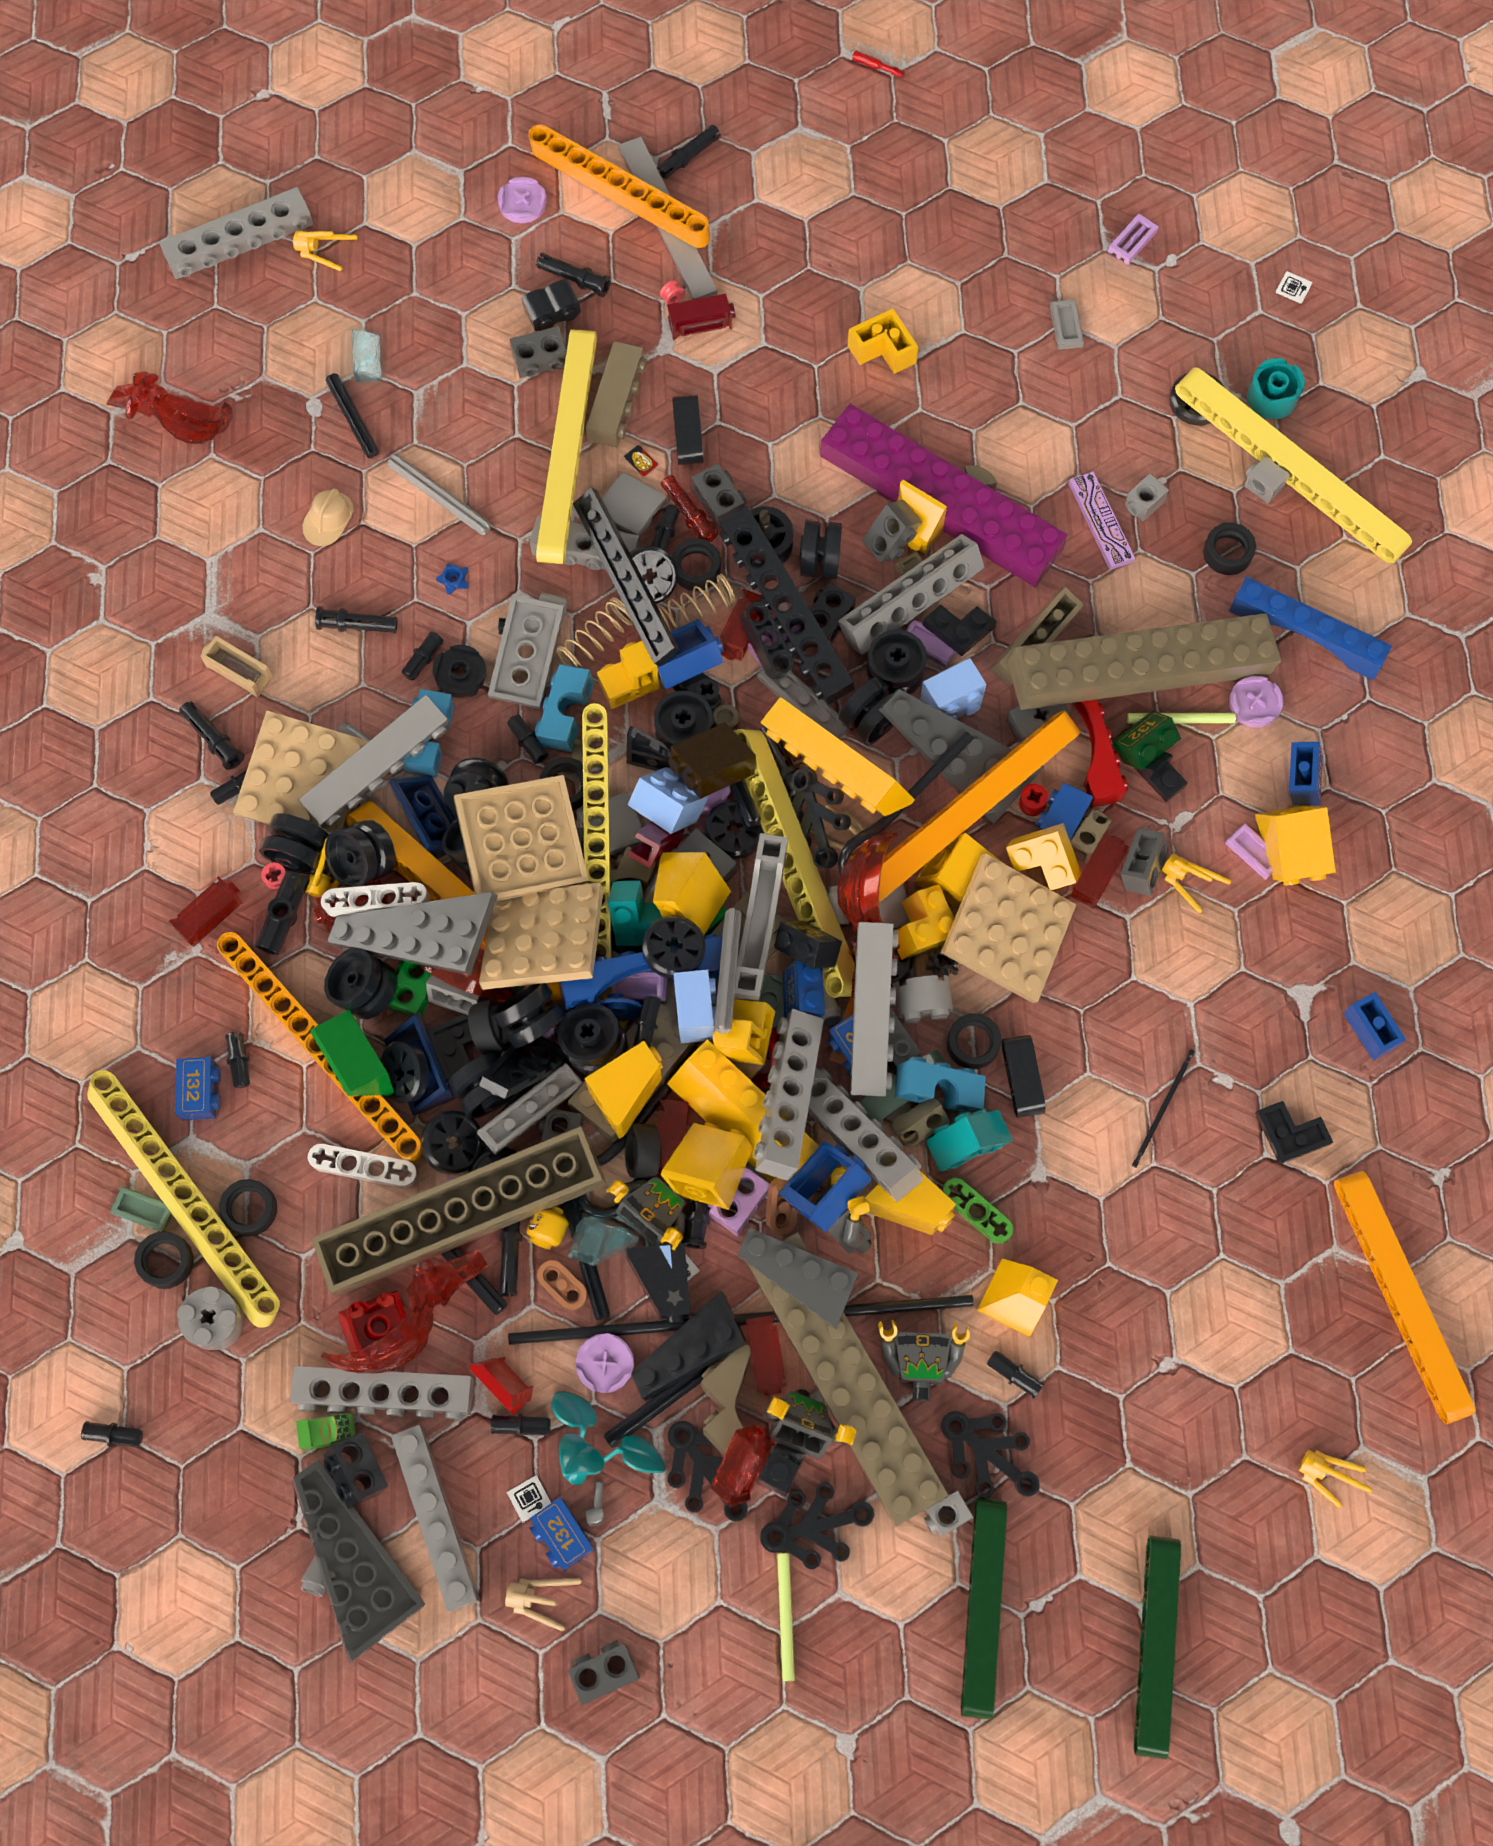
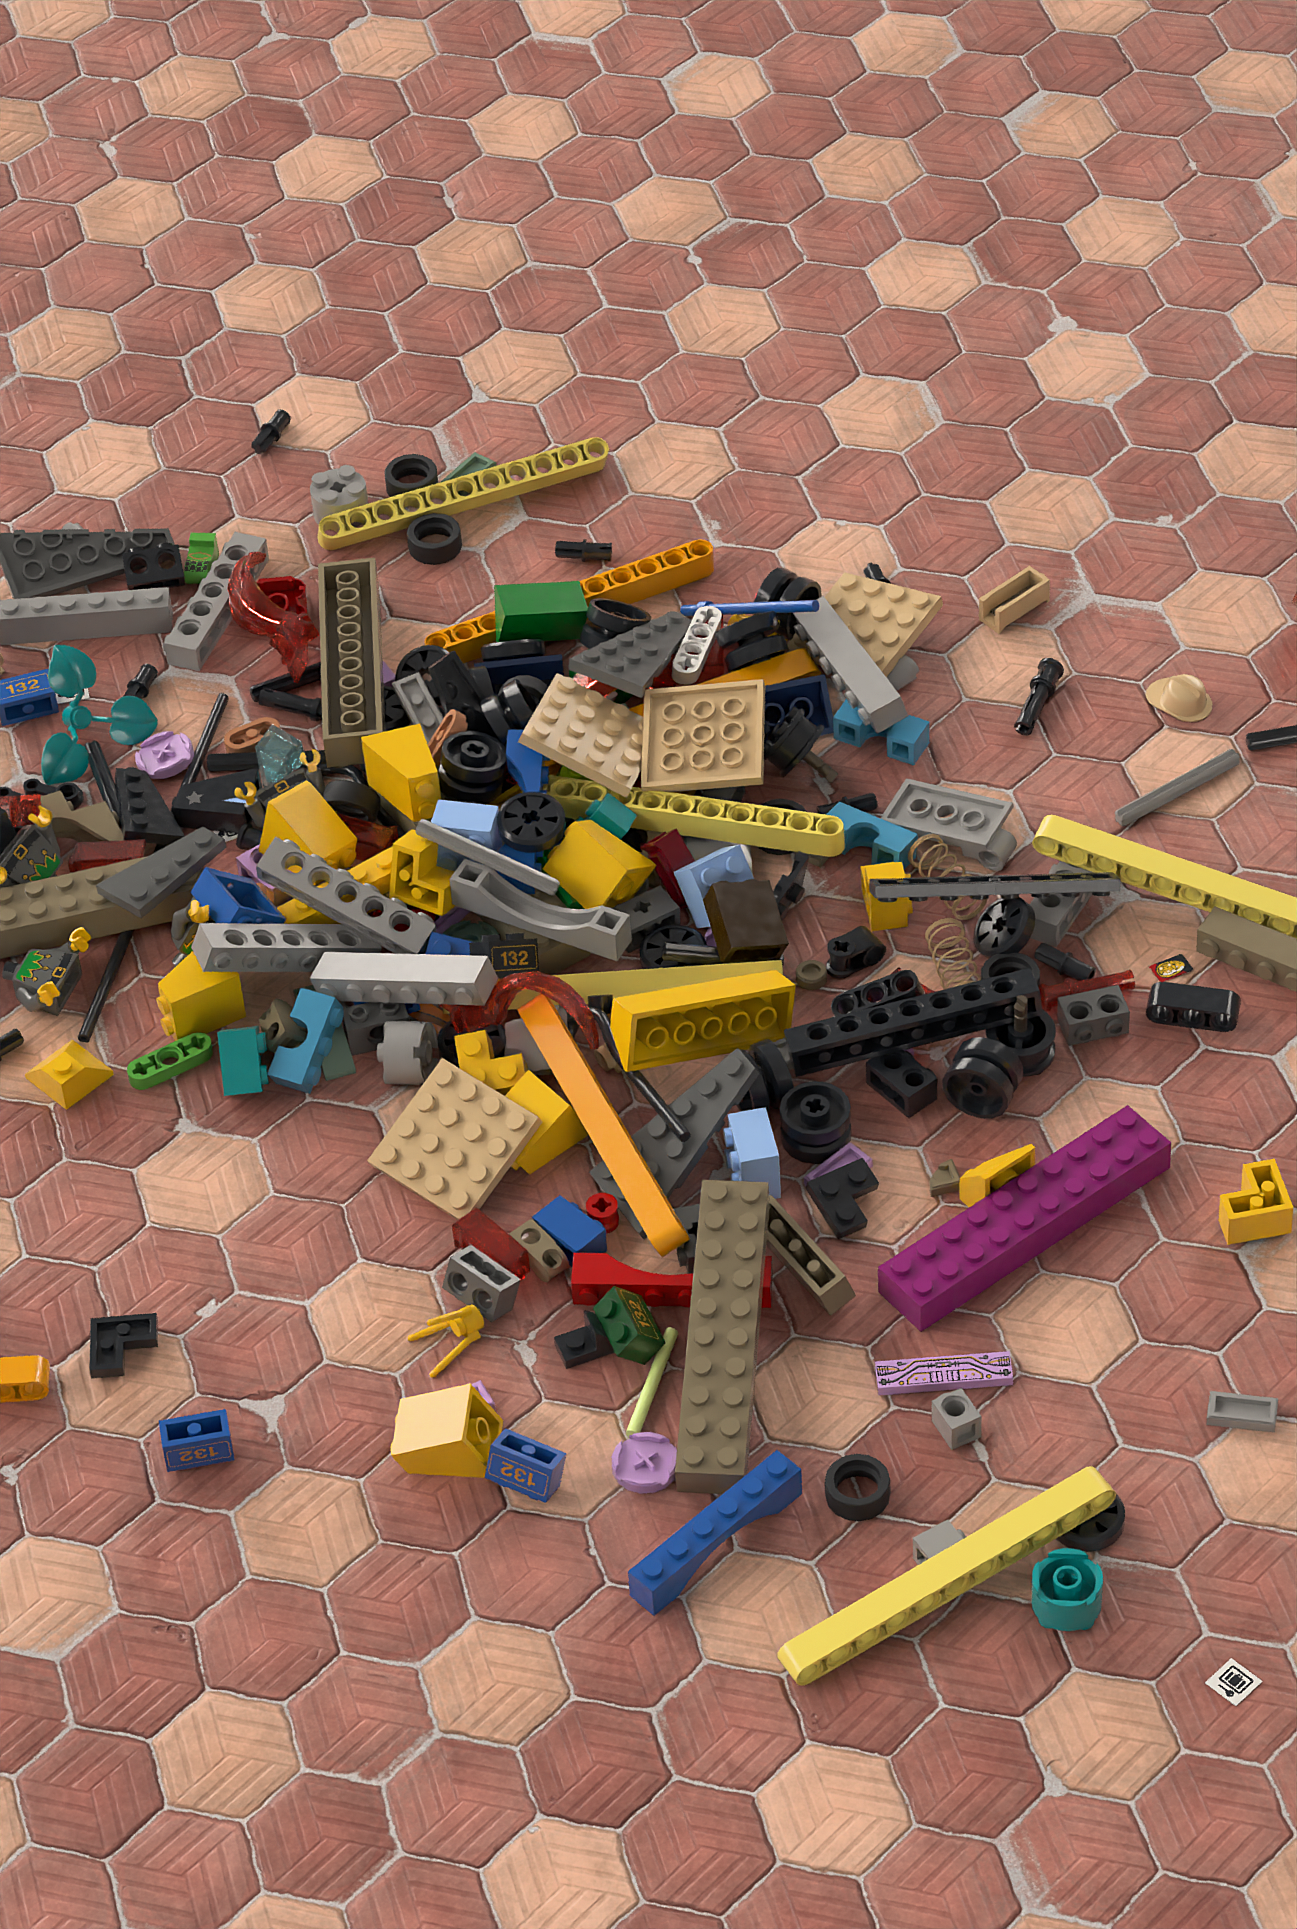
camera: 110 degrees right, 25 degrees down
(197, 1088) = (566, 517): blue brick -> none
(207, 911) = (747, 546): clear red window -> none
(217, 742) = (931, 577): black pin -> none
(276, 928) = (715, 590): black piece -> none
(305, 919) = (754, 607): none -> blue bar
(364, 1162) = (434, 620): white beam -> none
(422, 656) = (978, 743): black axle -> none
(451, 660) = (951, 754): black plate -> none
(453, 571) = (1075, 785): blue plate -> none
(503, 1383) = (178, 670): red slope -> none
(547, 1228) = (308, 729): yellow head -> none
(560, 1073) = (451, 724): none -> nougat plate
(595, 1516) = (30, 727): light grey hand -> none
(622, 1008) = (502, 789): blue dish -> none
(632, 504) = (1109, 940): light grey slope -> none
(681, 717) = (810, 922): black wheel -> none
(697, 654) = (904, 919): blue window -> none
(892, 531) = (981, 1144): dark grey brick -> none
(912, 593) = (899, 1153): light grey brick -> none
(973, 1020) = (345, 1078): black tyre -> none
(981, 475) = (1042, 1266): dark tan tile -> none
(1023, 1076) = (290, 1126): black beam -> none
(1049, 849) = (523, 1193): yellow brick -> none
(1163, 1108) = (204, 1246): black piece -> none

